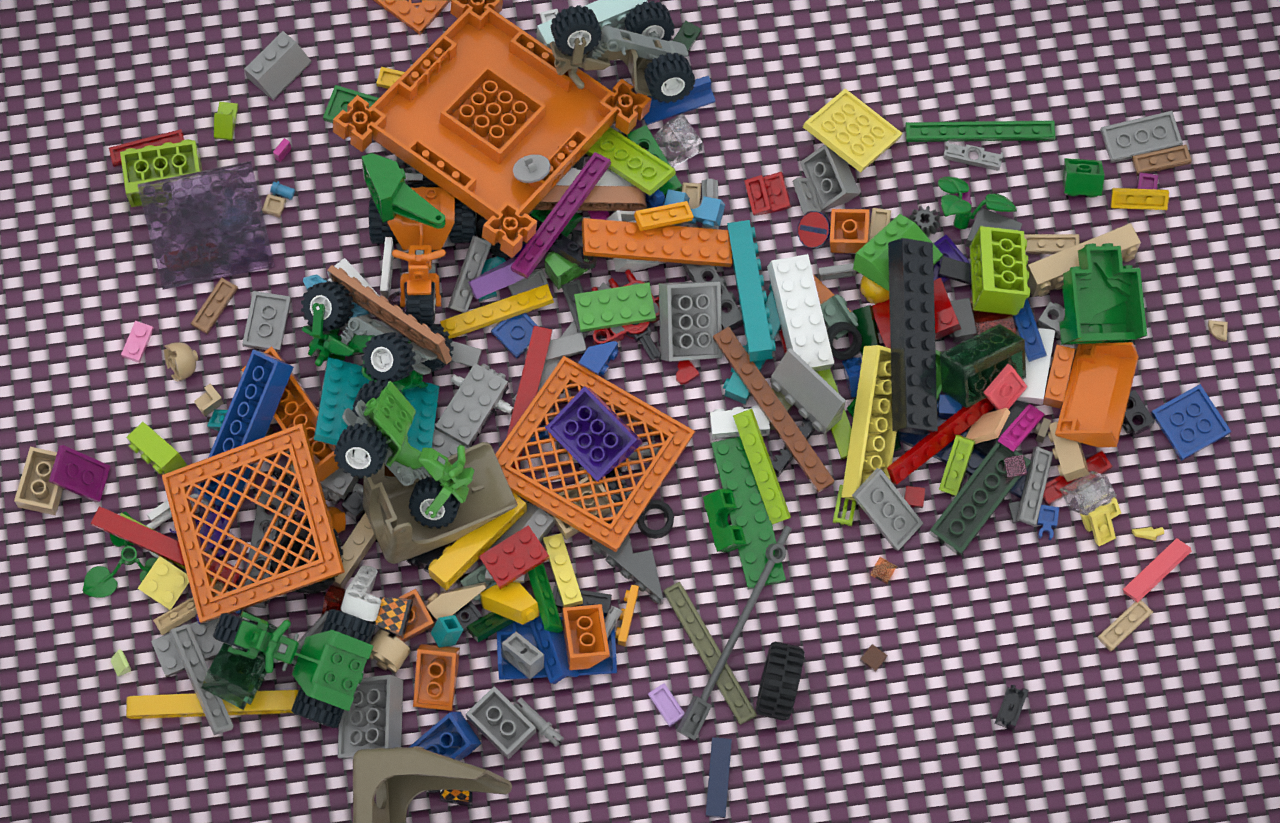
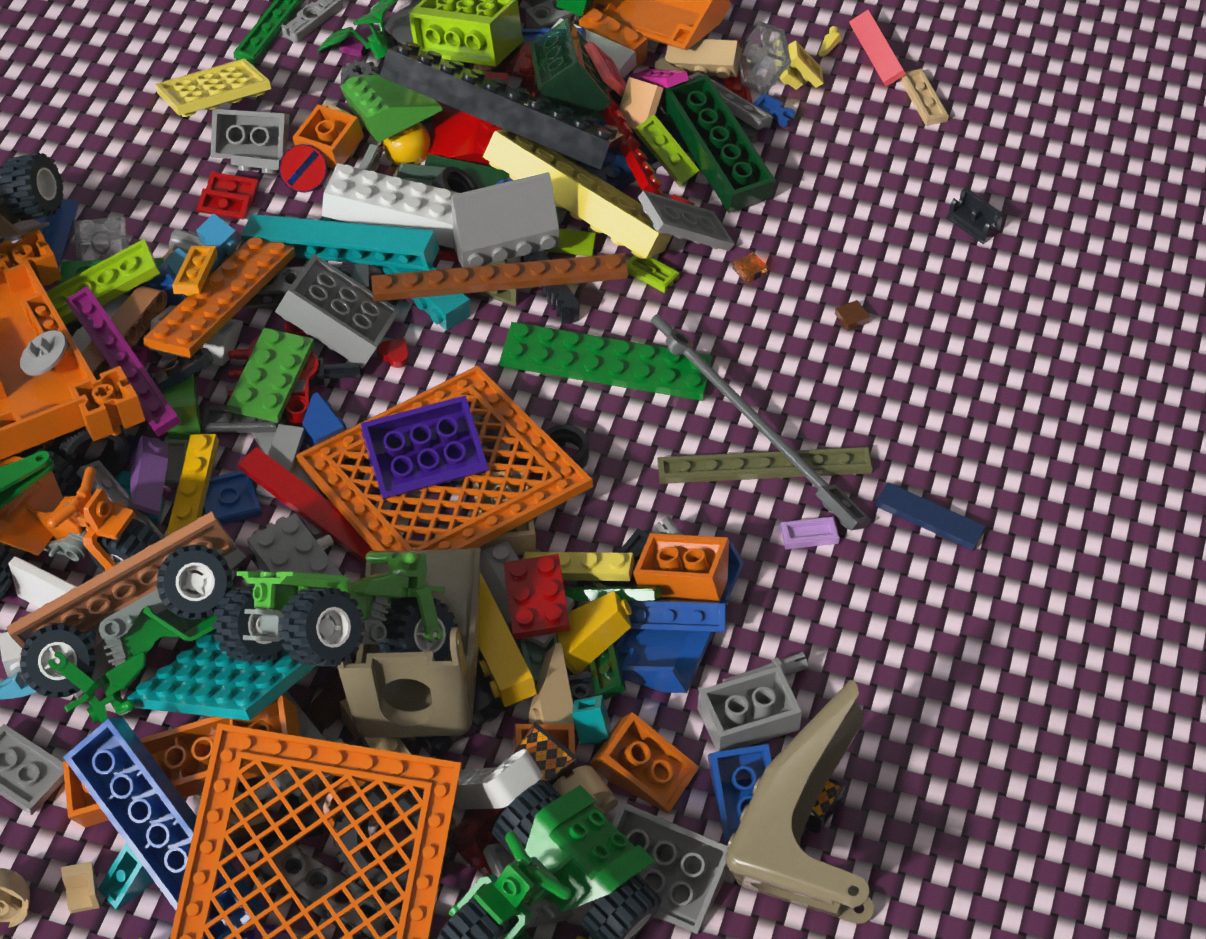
camera: 65 degrees left, 20 degrees down
(523, 655) = (672, 643): light grey brick -> none
(627, 614) = (655, 510): light orange plate -> none
(637, 566) = (618, 488): dark grey slope -> none
(718, 506) = (584, 379): green arch -> none
(724, 426) = (491, 324): white brick -> none
(761, 466) = (561, 316): lime plate -> none
(780, 681) = (849, 387): black tyre -> none
(1015, 466) = (705, 87): clear pink tile -> none

